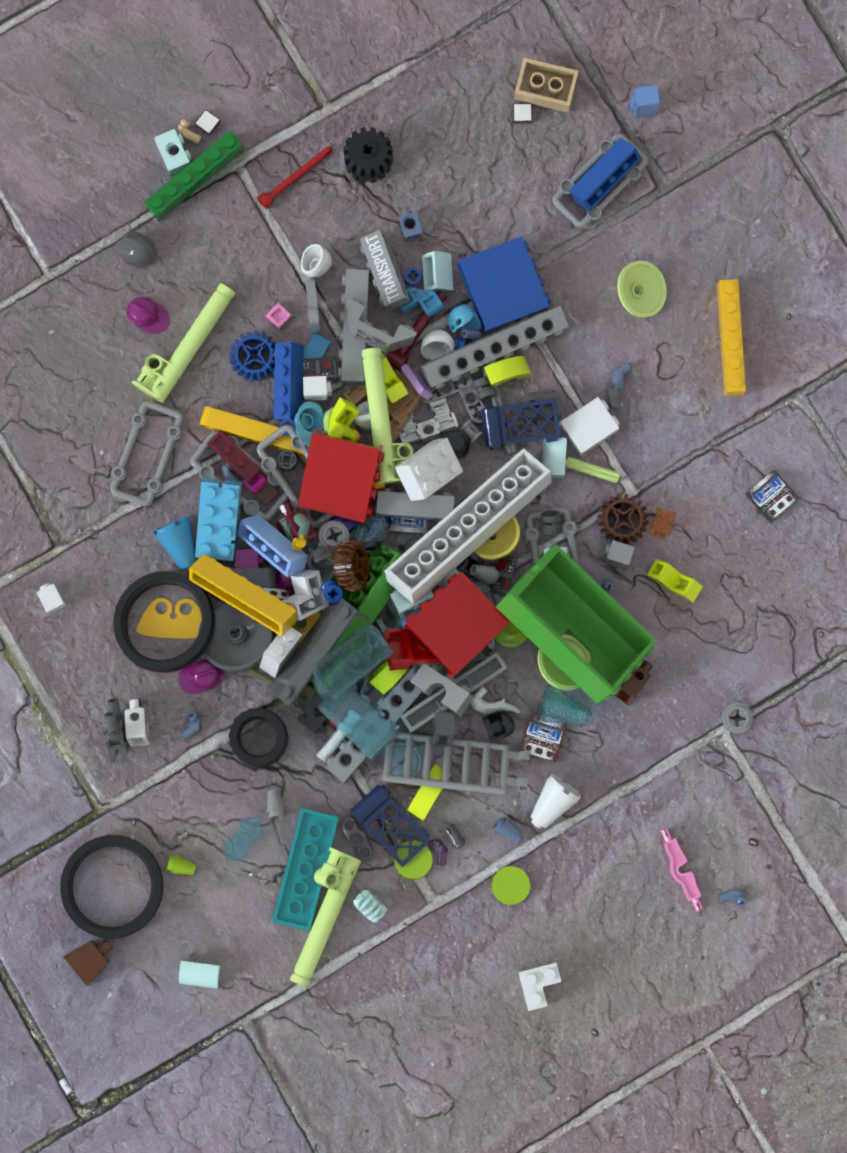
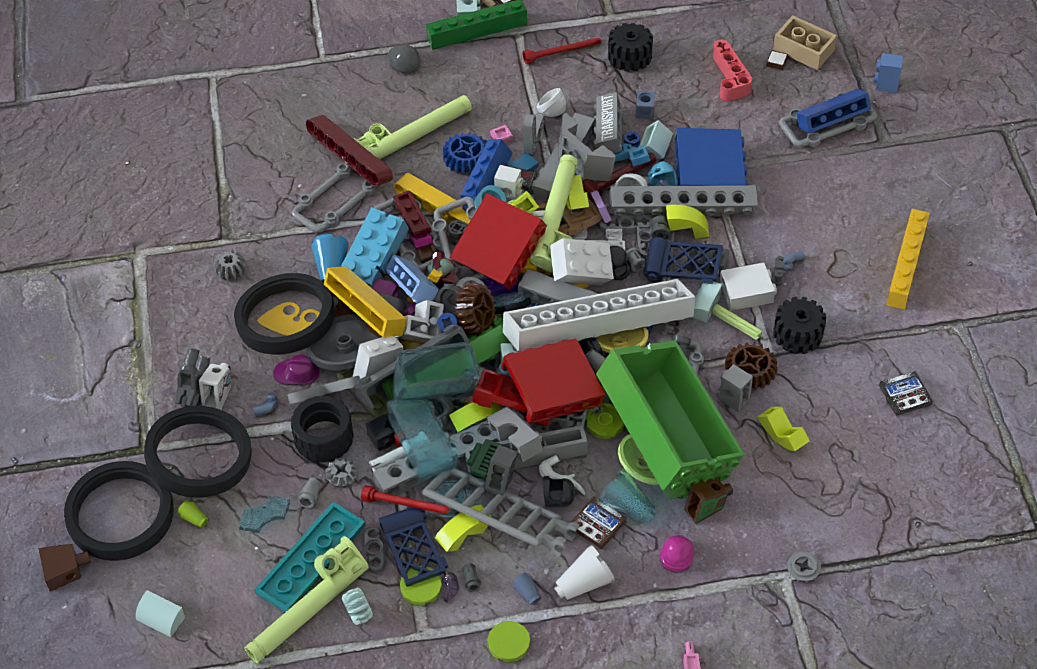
camera: 20 degrees right, 30 degrees down
(51, 598) = (195, 270): white brick -> none
(88, 576) = (229, 265): none -> light grey gear
(136, 398) = (349, 150): none -> dark red beam
(148, 315) = (390, 103): magenta piece -> none
(152, 760) = (197, 487): none -> black tyre
(237, 693) = (323, 389): none -> light grey beam
(288, 762) = (341, 479): none -> light grey gear
(331, 786) = (371, 494): none -> red piece
(417, 719) = (478, 457): none -> dark green piece
(479, 145) = (737, 80): none -> coral beam
(623, 745) = (677, 553): none -> dark pink hat
(645, 467) = (799, 325): none -> black wheel
(649, 289) = (836, 198): yellowish green dish -> none
(662, 523) = (789, 380): clear orange brick -> none

